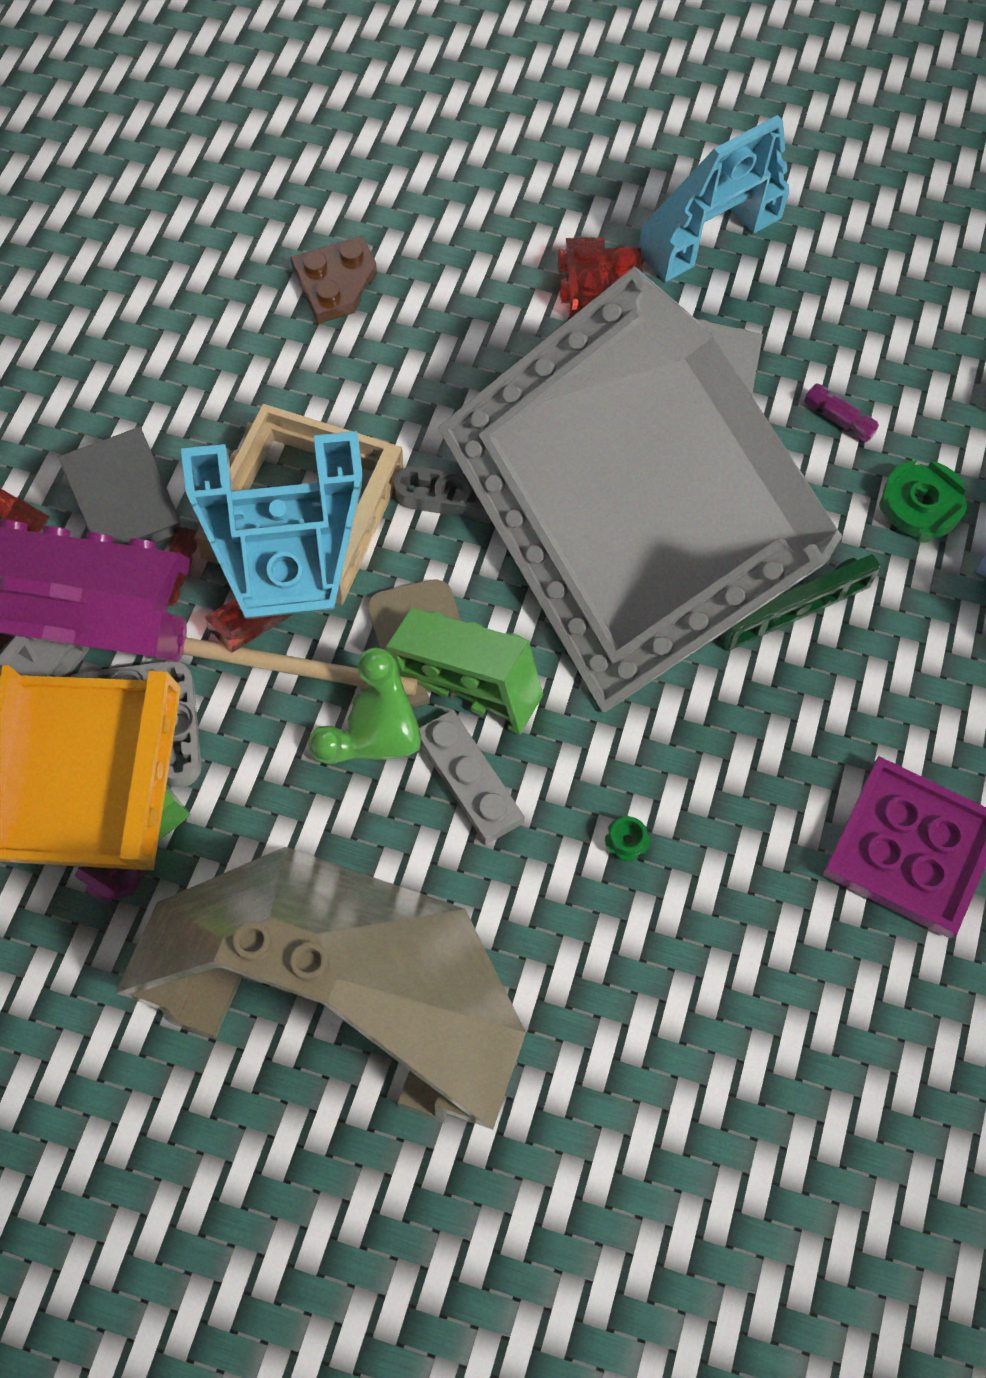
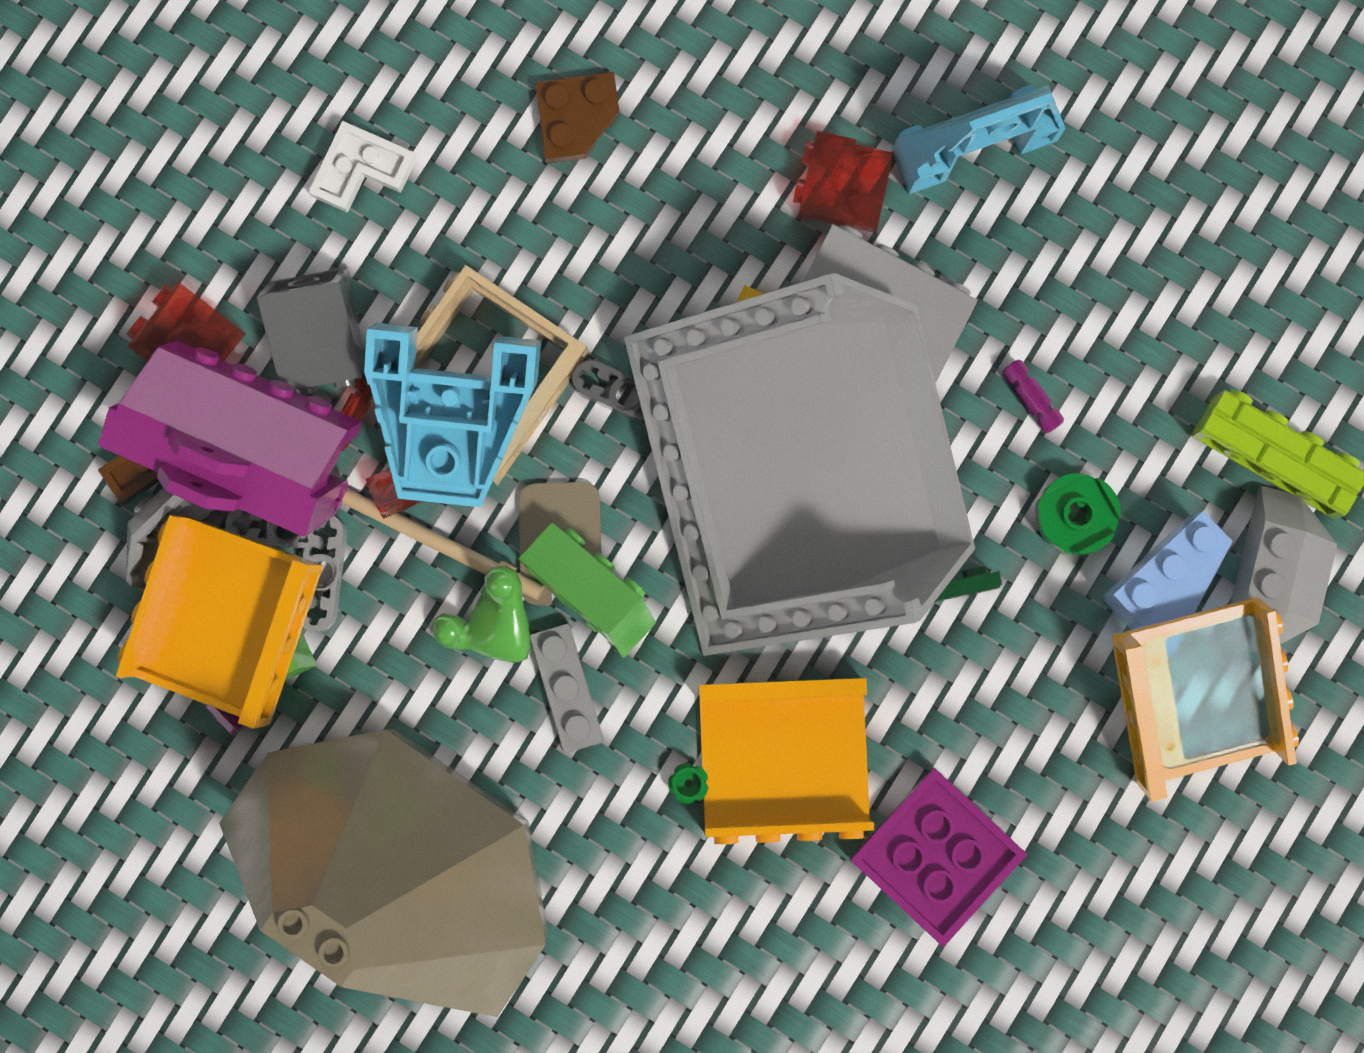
camera: 20 degrees right, 20 degrees up
(134, 345) = (358, 156): none -> white plate
(718, 787) = (785, 760): none -> light orange panel

